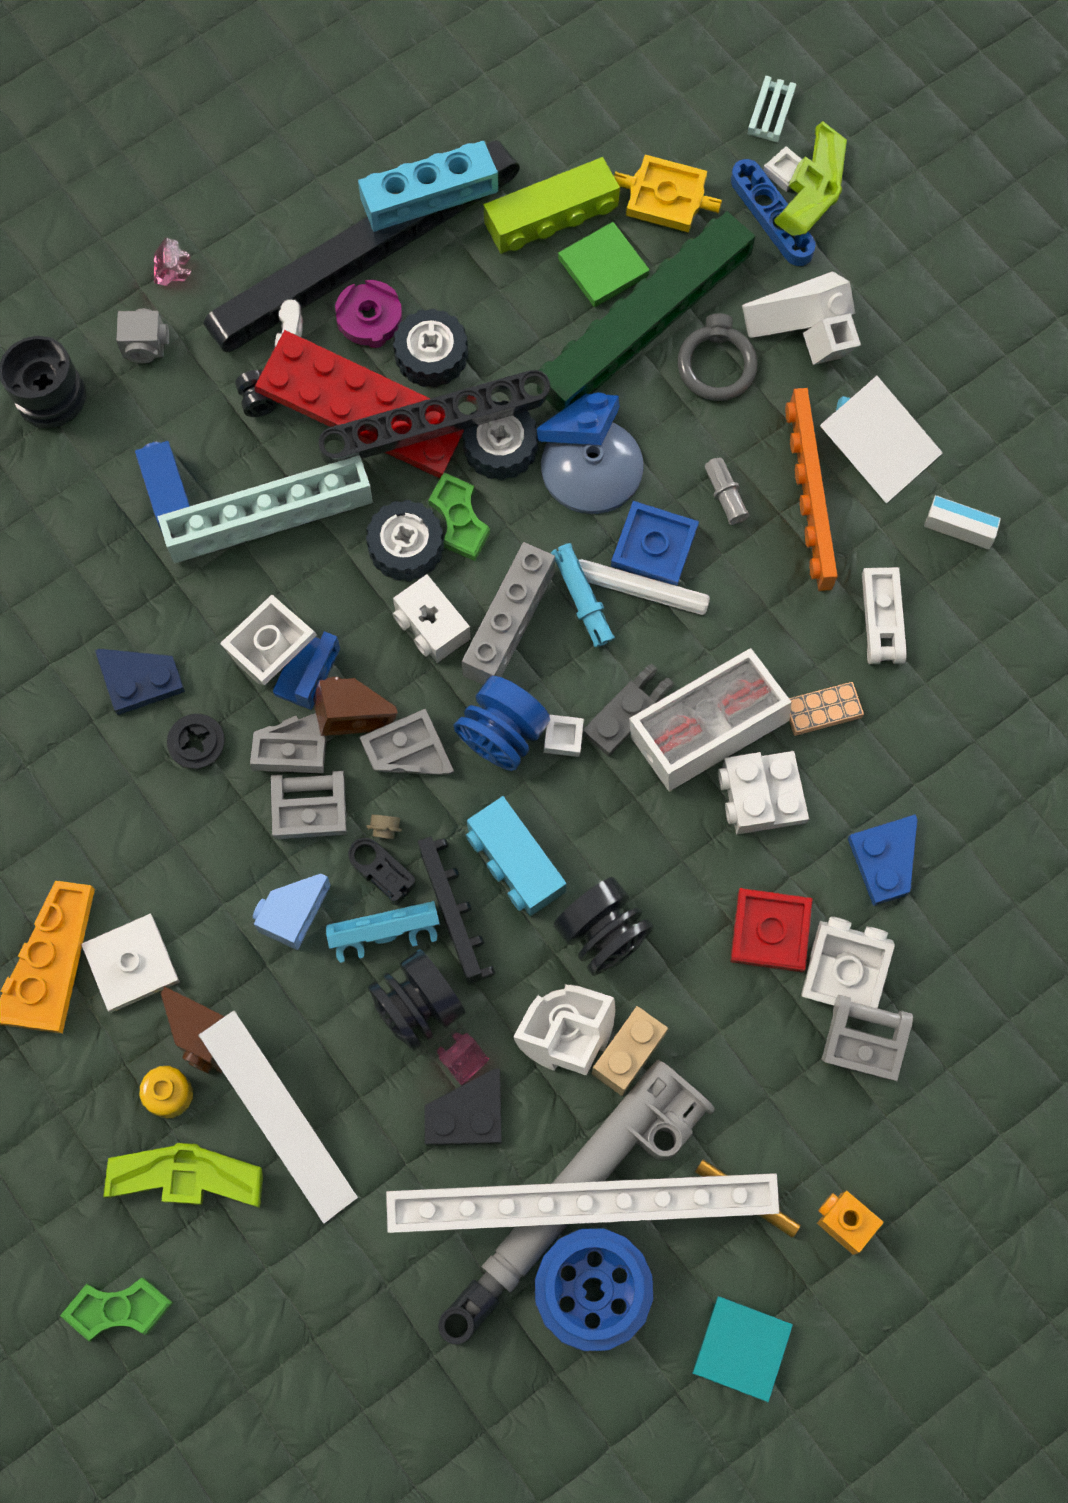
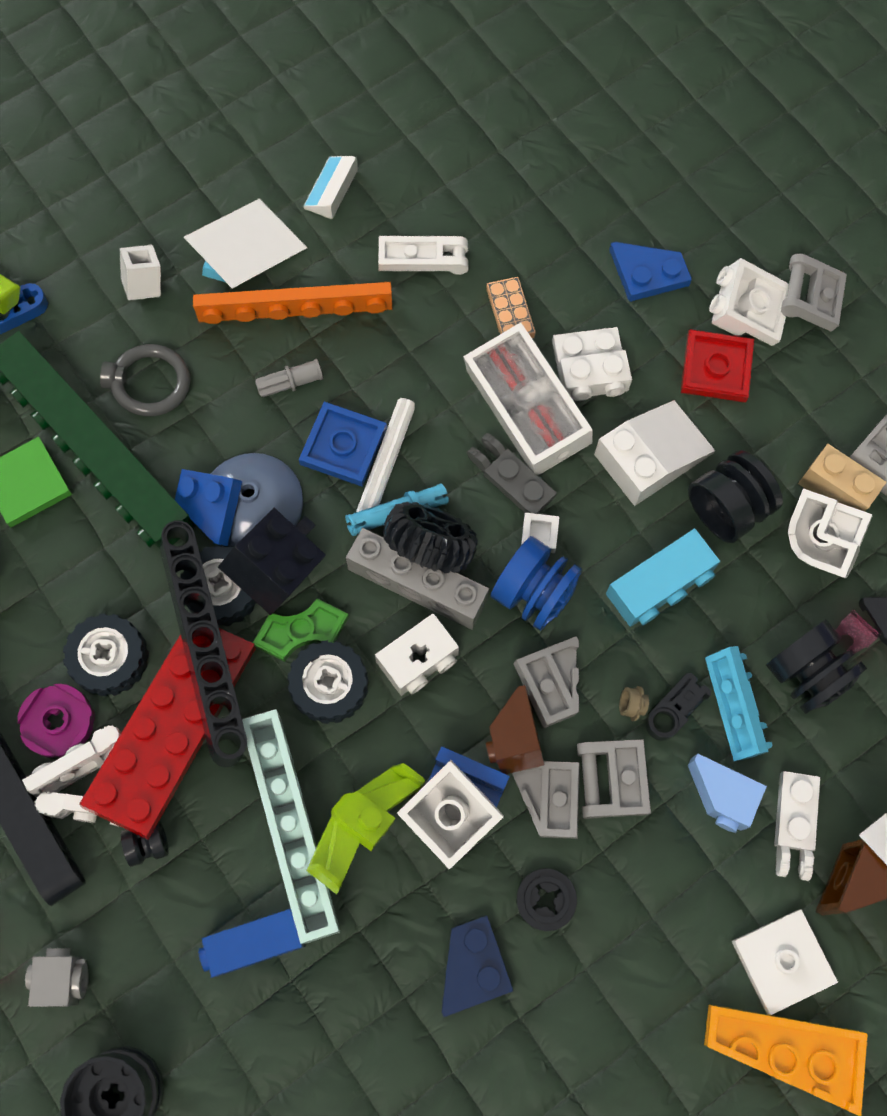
camera: 90 degrees left, 0 degrees up
(265, 984) = (796, 822): none -> white hinge
(267, 567) = (362, 820): none -> lime plate
(328, 333) = (76, 763): none -> white hinge
(451, 911) = (716, 639): black hinge -> none
(521, 478) = (272, 559): none -> black hinge
(545, 618) = (430, 537): none -> black gear
(663, 854) = (652, 450): none -> white slope
(799, 306) = (100, 296): white slope -> none

